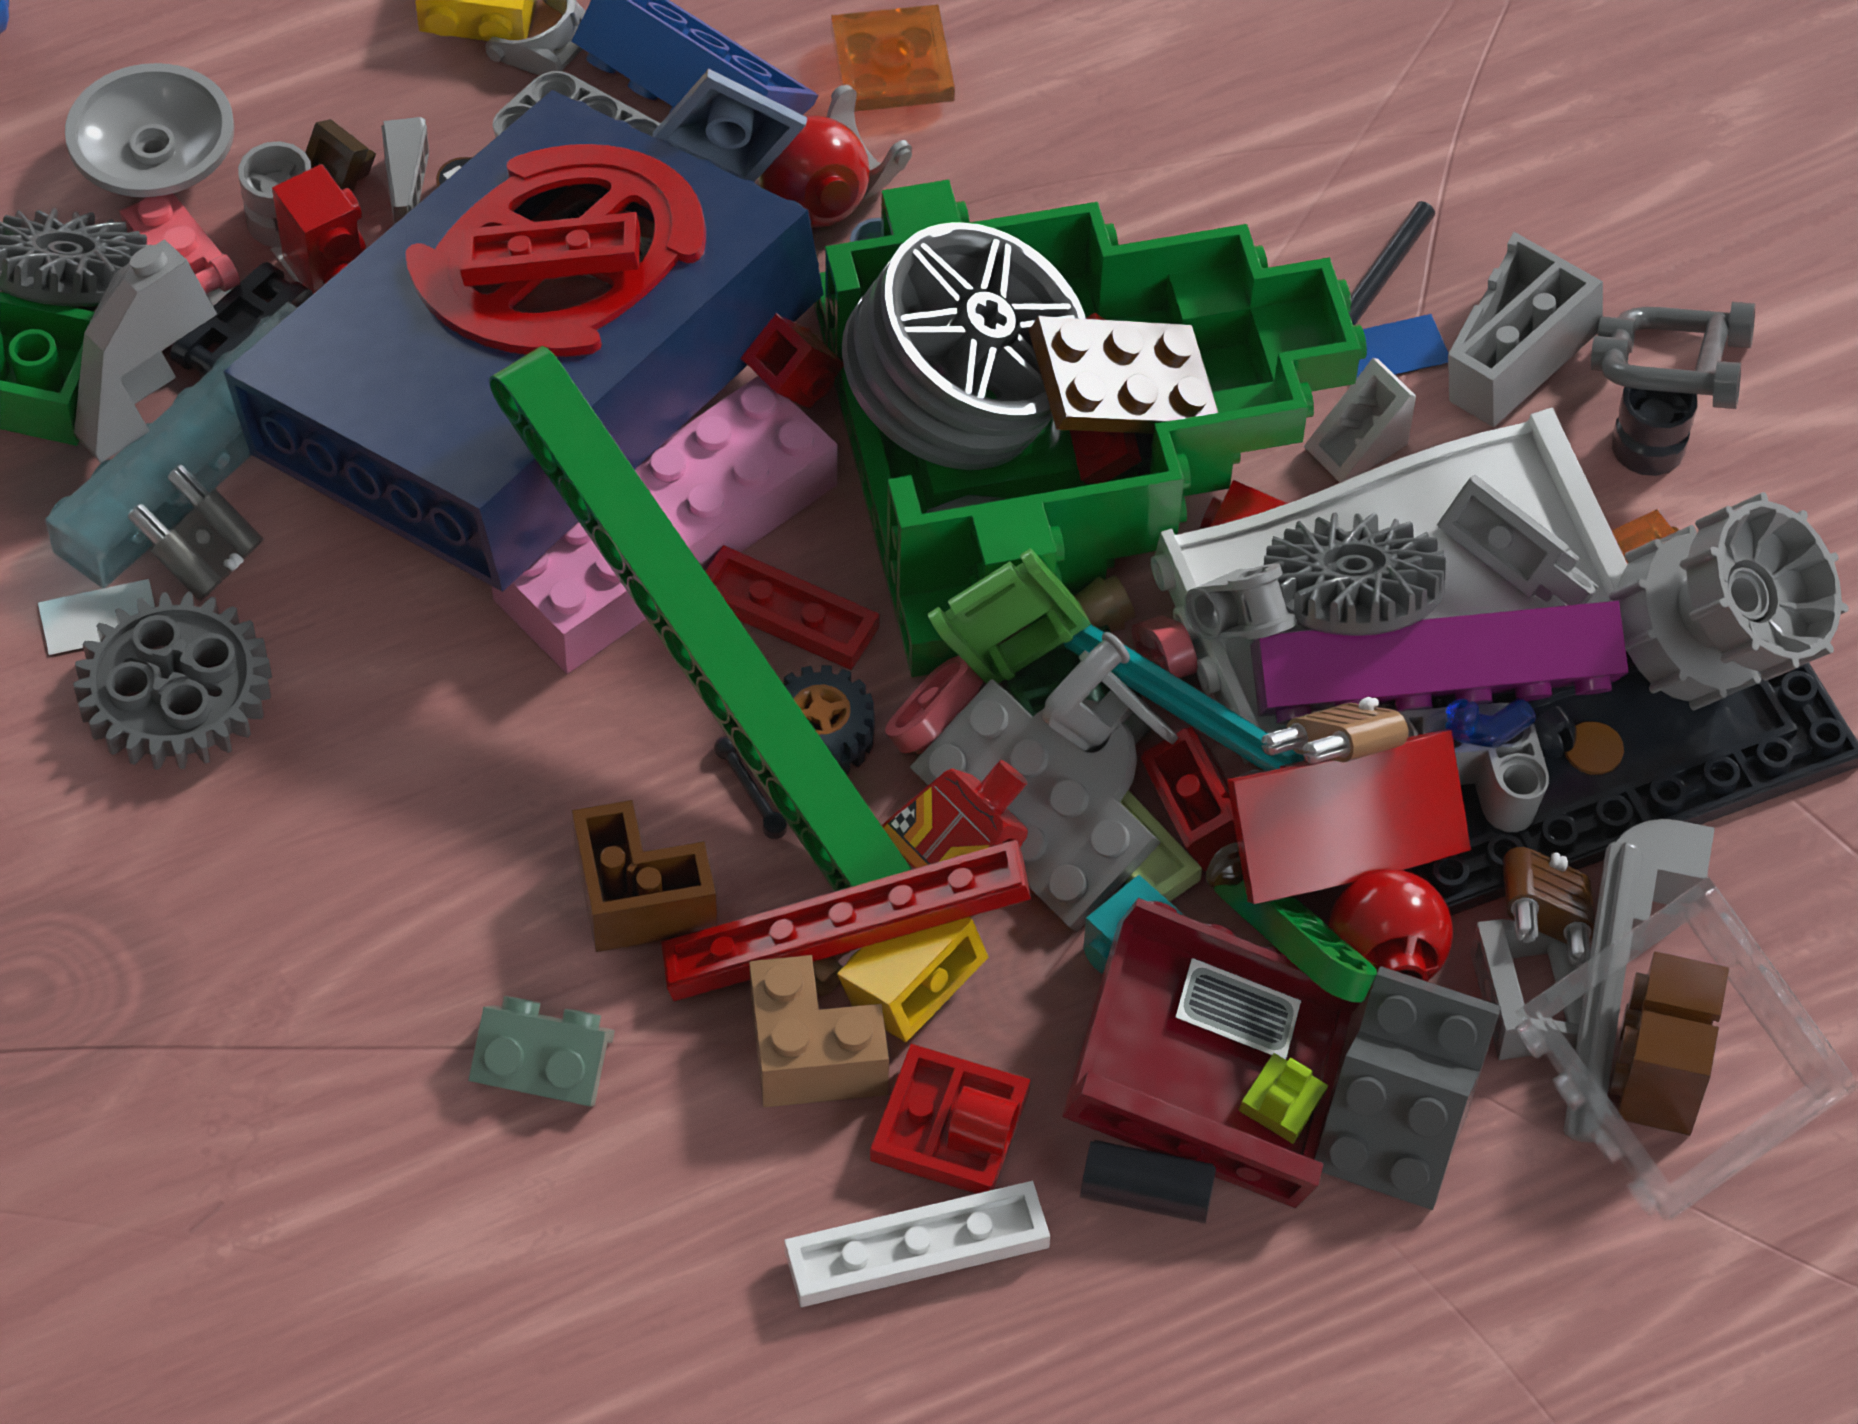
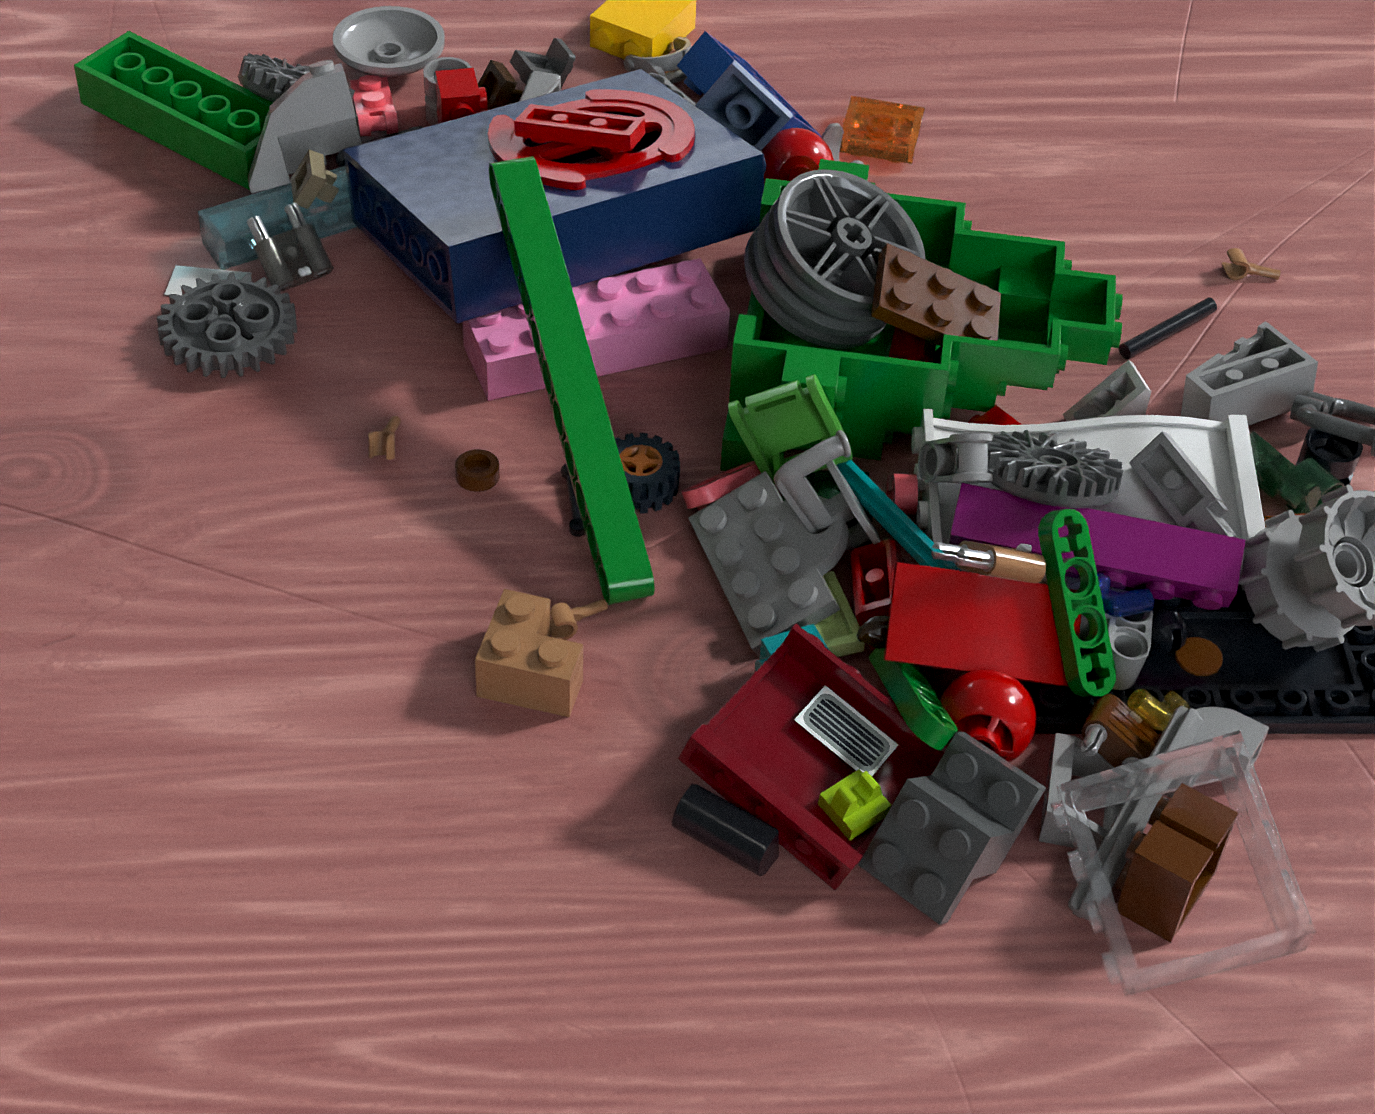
camera: 20 degrees right, 10 degrees down
(186, 424) = (313, 181): none -> dark tan tile
(388, 96) = (557, 61): none -> dark grey bracket
(470, 786) = (384, 441): none -> medium nougat hand
(540, 1052) = (336, 609): sand green bracket -> none
(608, 782) = (477, 470): none -> reddish brown tile
(637, 893) = (456, 528): reddish brown brick -> none
(793, 361) = (720, 254): red brick -> none
(793, 608) = (654, 401): red plate -> none
(847, 919) = (593, 585): red tile -> none
(913, 973) = (624, 632): yellow brick -> none
(916, 1243) = (534, 815): white plate -> none
(950, 1120) = (601, 743): red plate -> none
(958, 816) = (699, 561): red torso -> none
(1106, 603) = (873, 459): medium nougat cone -> none
(1405, 345) = (1159, 377): blue sticker -> none
(1440, 136) = (1241, 267): none -> medium nougat hand
(1444, 757) = (1084, 601): none -> green beam
(1585, 850) = (1152, 711): none -> clear yellow arm
(1644, 476) = (1298, 485): none -> clear green plate

